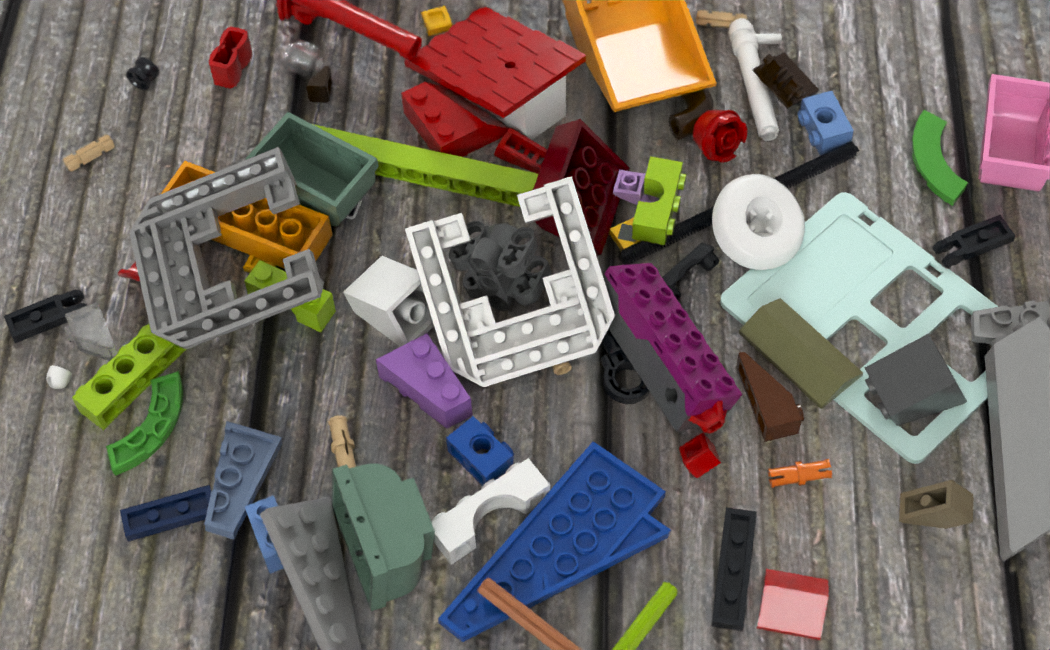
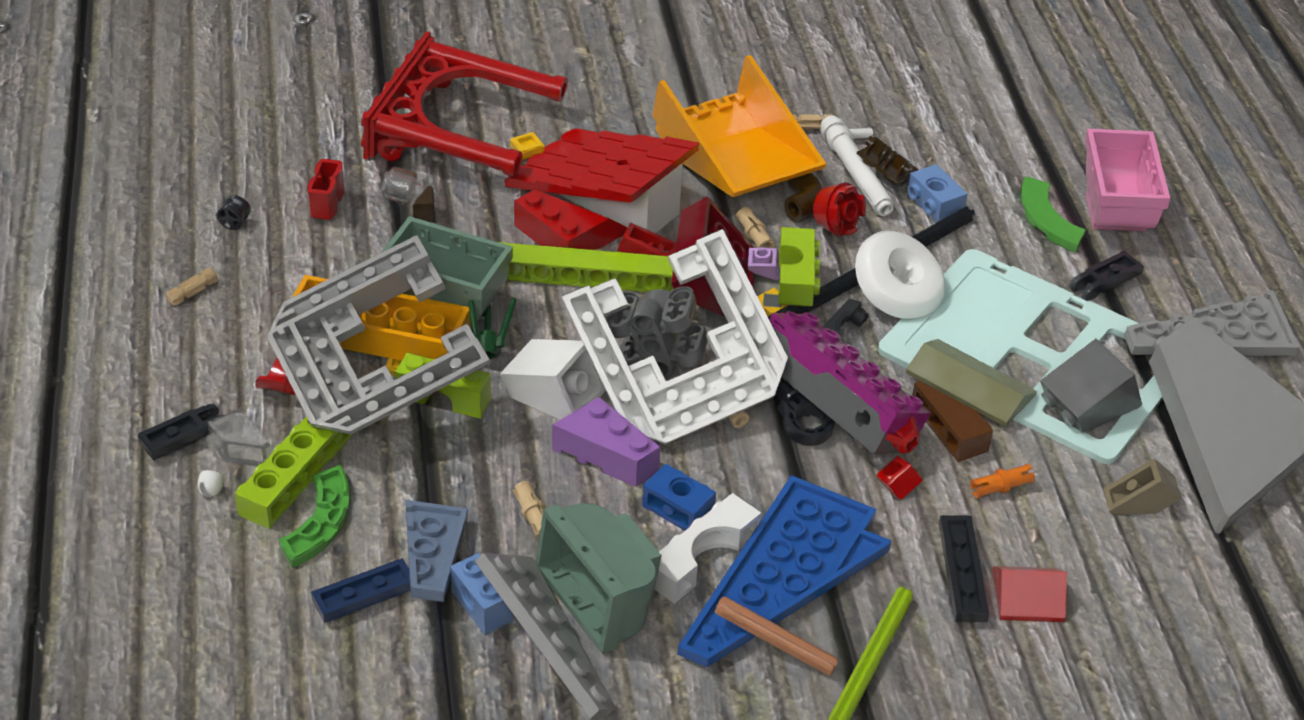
camera: 15 degrees left, 15 degrees down
(341, 253) = (486, 337): none -> dark green plant
(636, 158) = (754, 228): none -> tan pin

